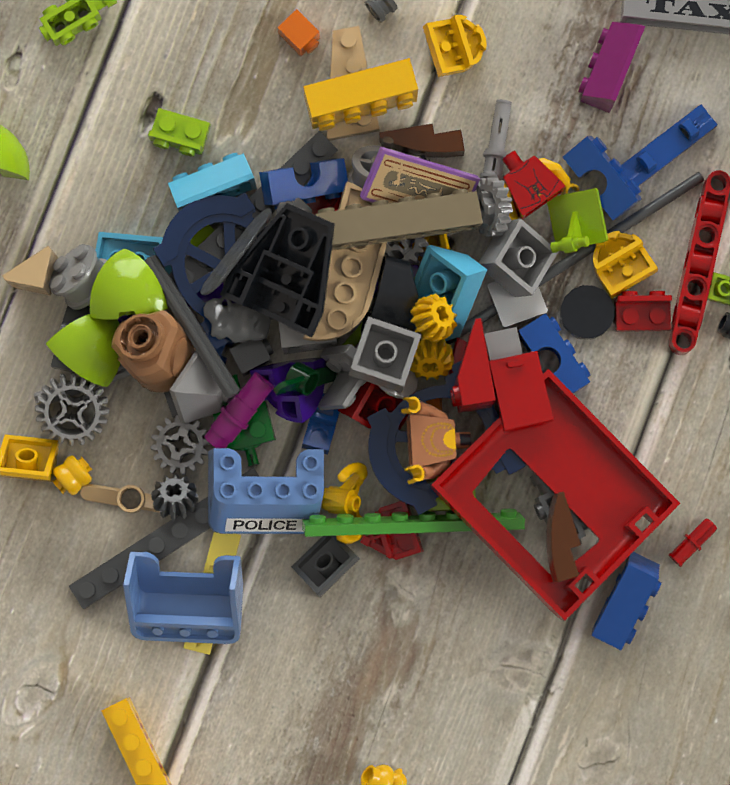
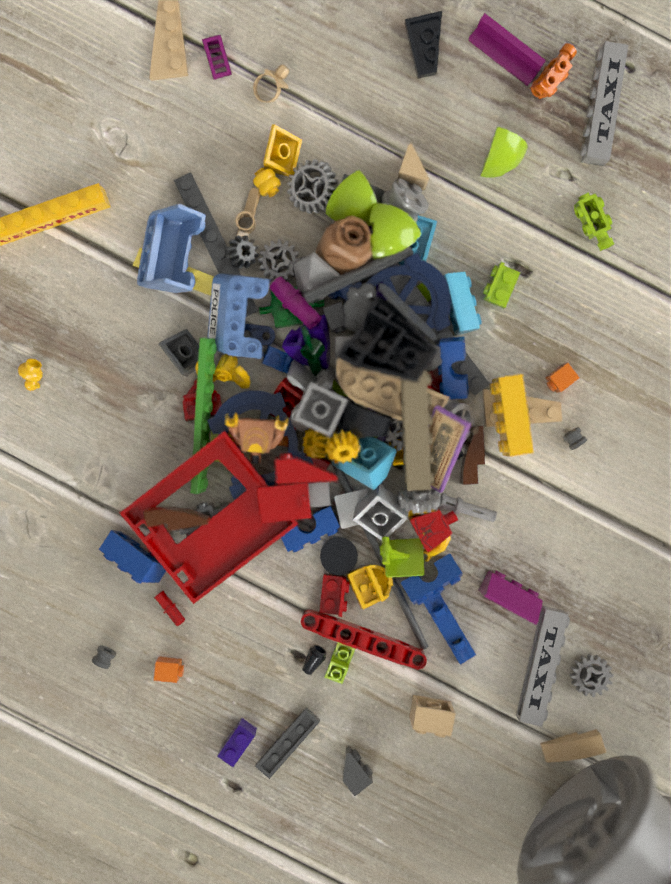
camera: 90 degrees right, 5 degrees up
(283, 464) = (257, 332): none -> dark blue plate
(454, 44) = (540, 487): yellow slope -> none

